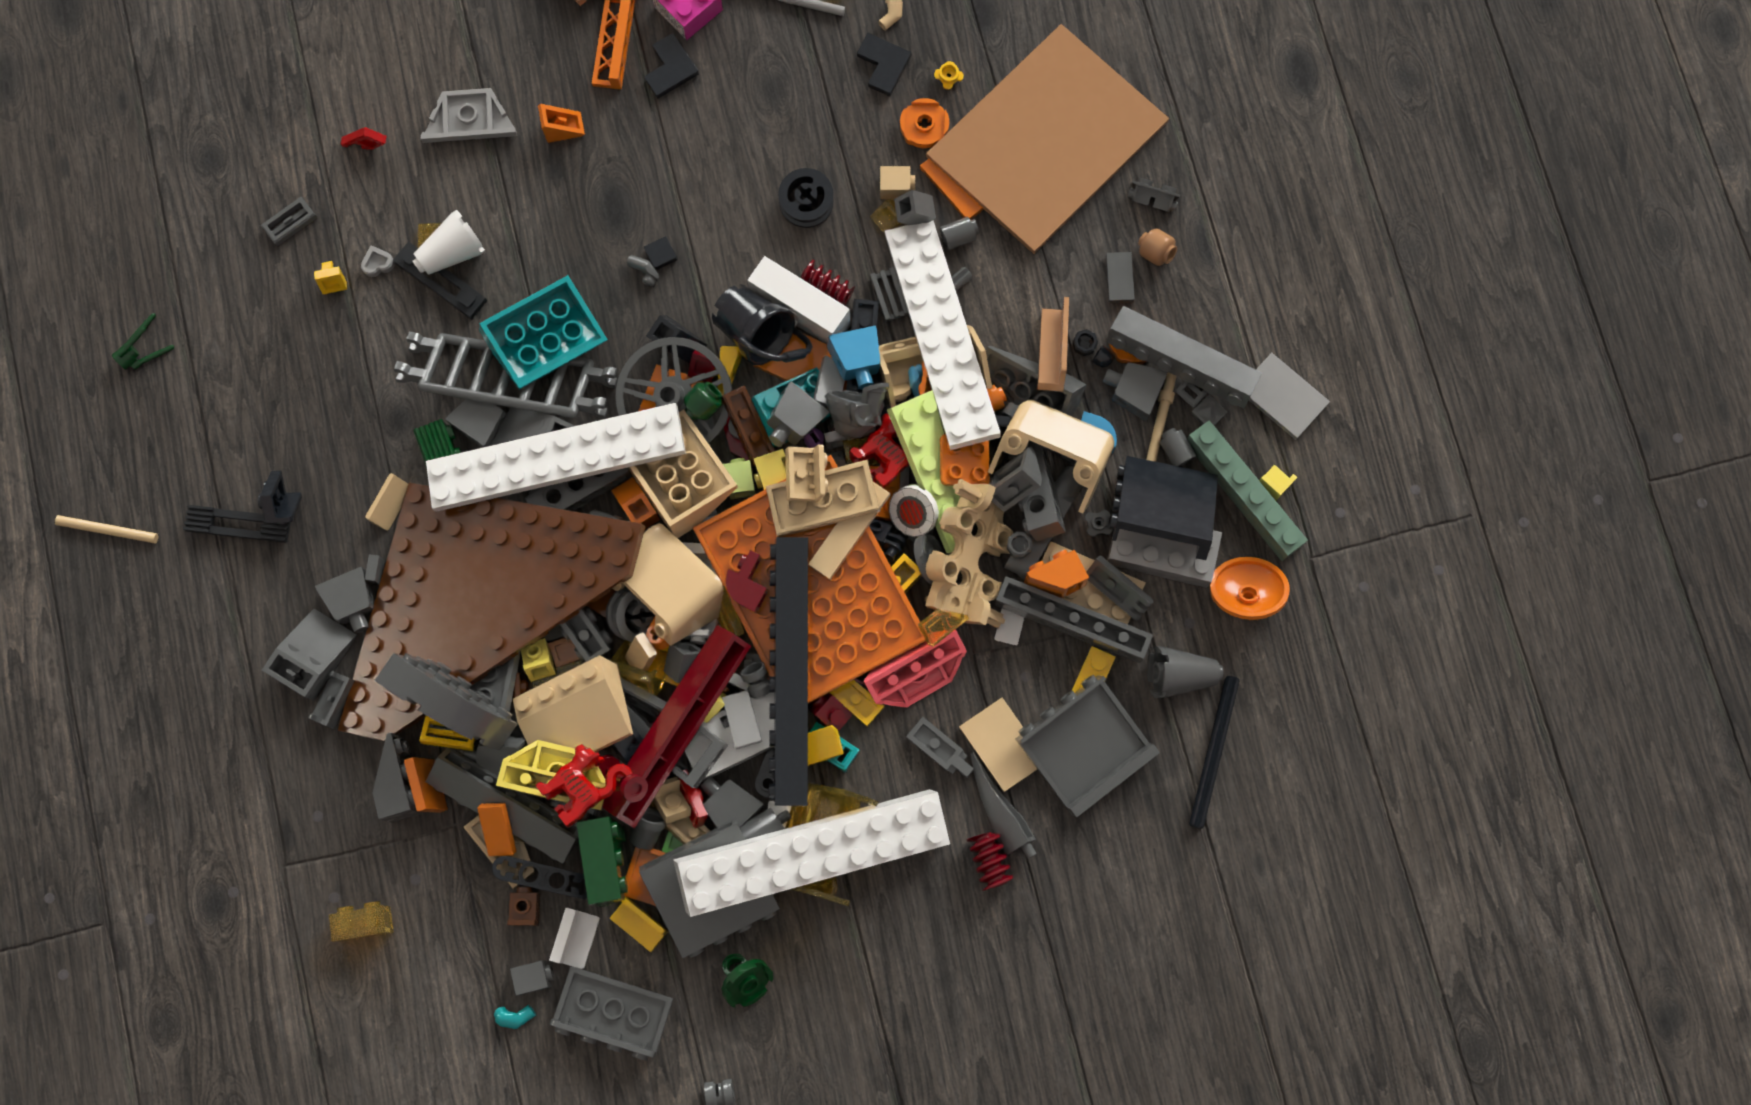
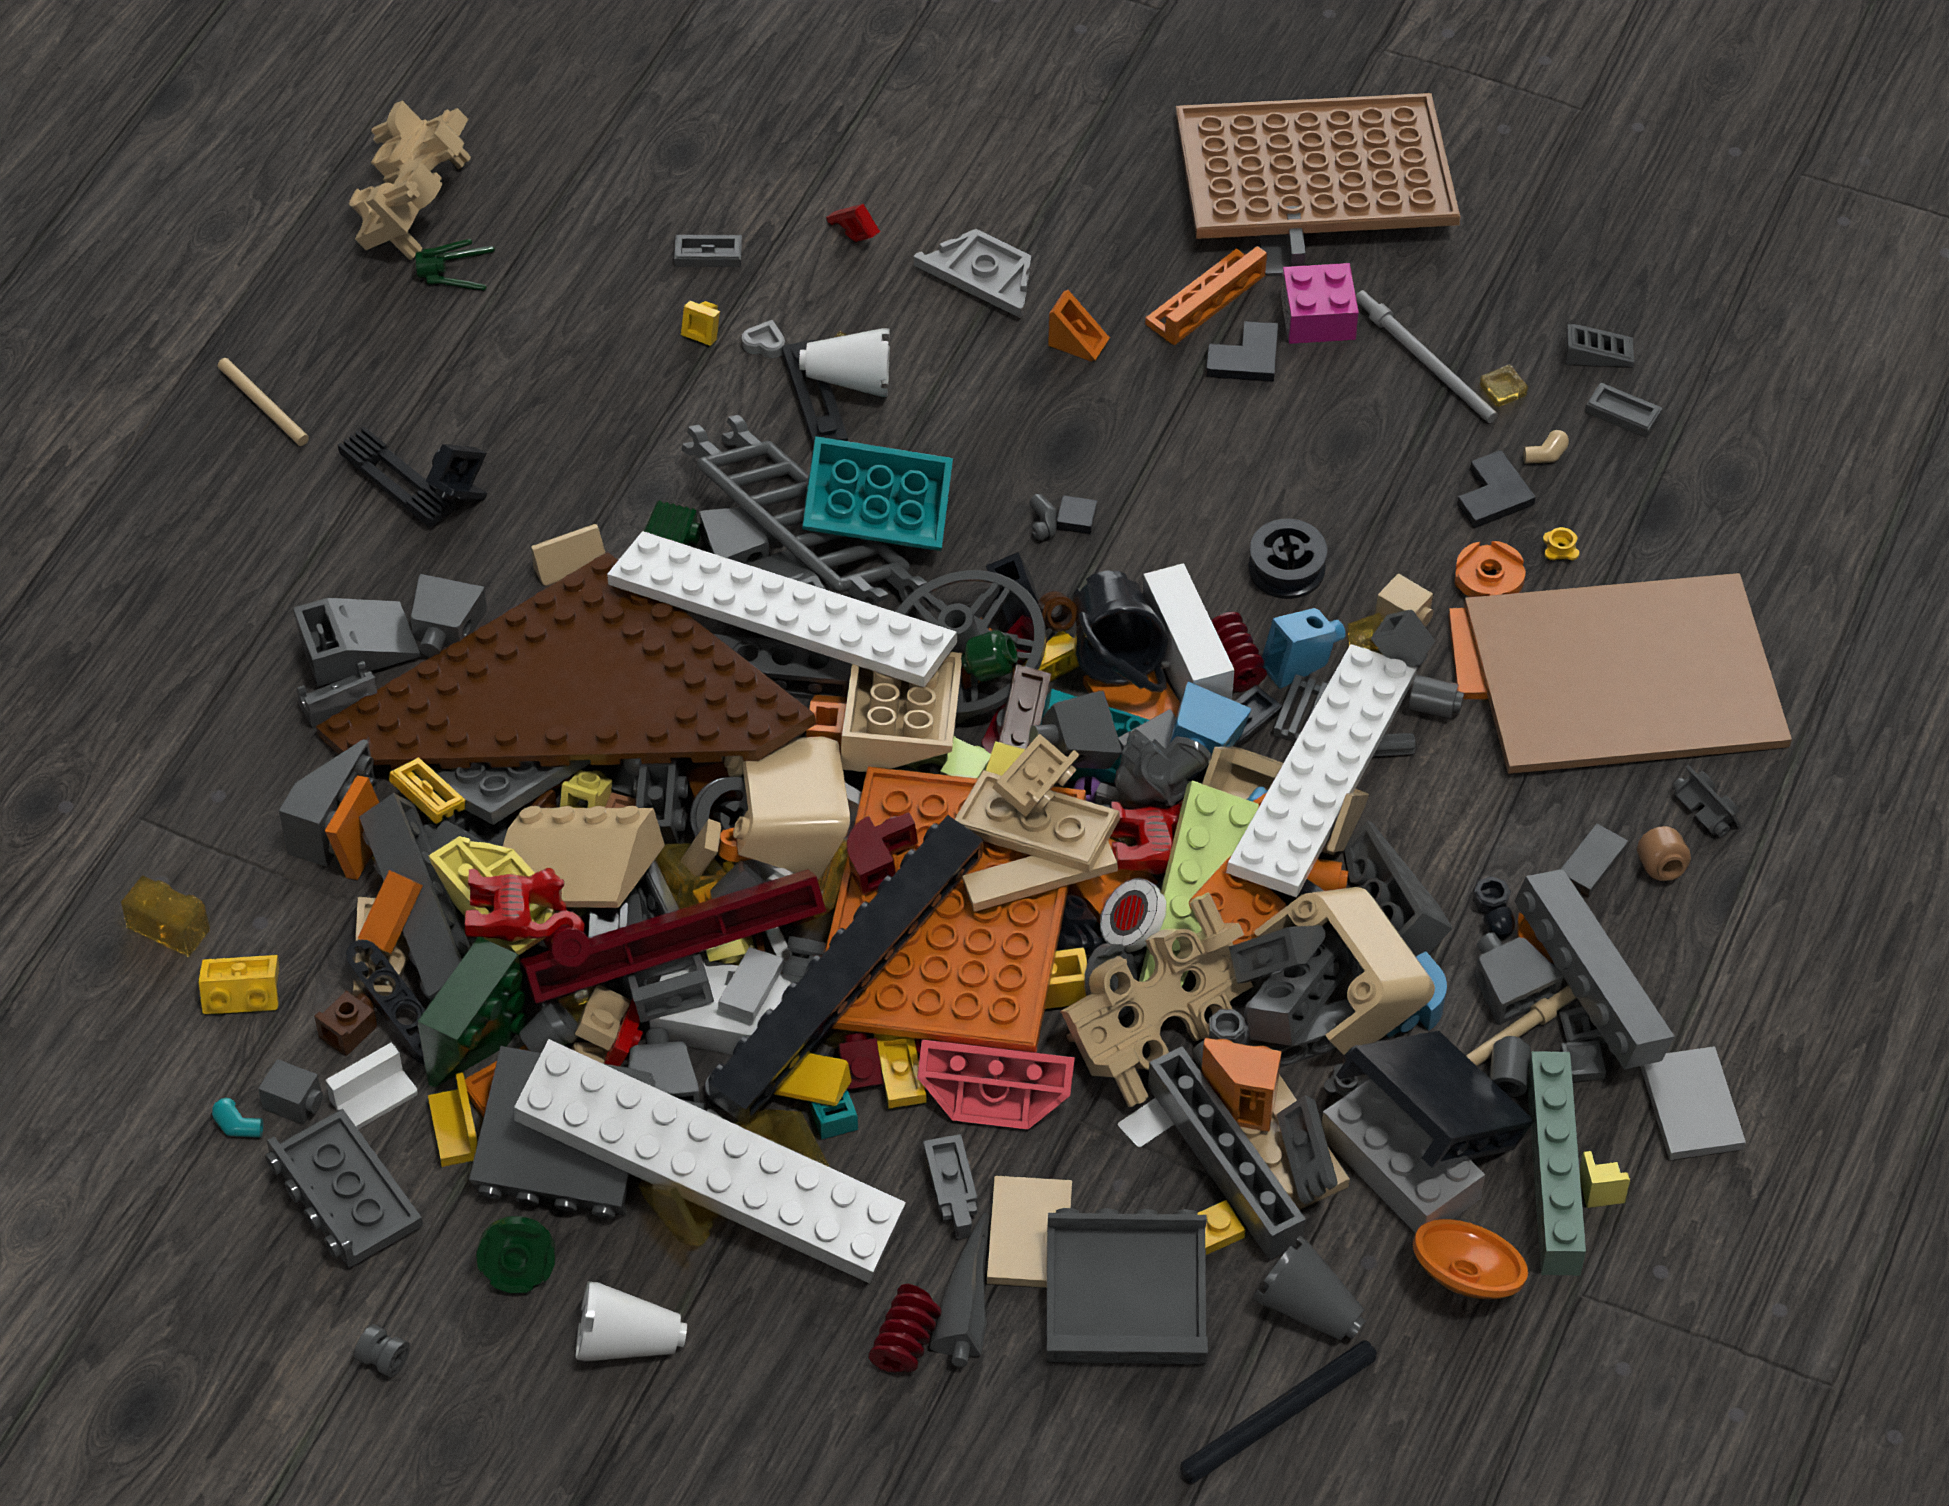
camera: 35 degrees right, 25 degrees down
(51, 286) = (405, 159): none -> tan gear
(374, 569) = (495, 603): dark grey tile -> none
(440, 931) = (239, 984): none -> yellow bracket
(447, 699) = (454, 727): dark grey brick -> none
(711, 336) = (1064, 618): none -> reddish brown brick
(840, 978) = (625, 1326): none -> white cone
(861, 255) = (1299, 645): none -> dark azure torso
(940, 624) = (1060, 1037): clear yellow tile -> none
(1053, 348) = (1445, 864): medium nougat panel -> none

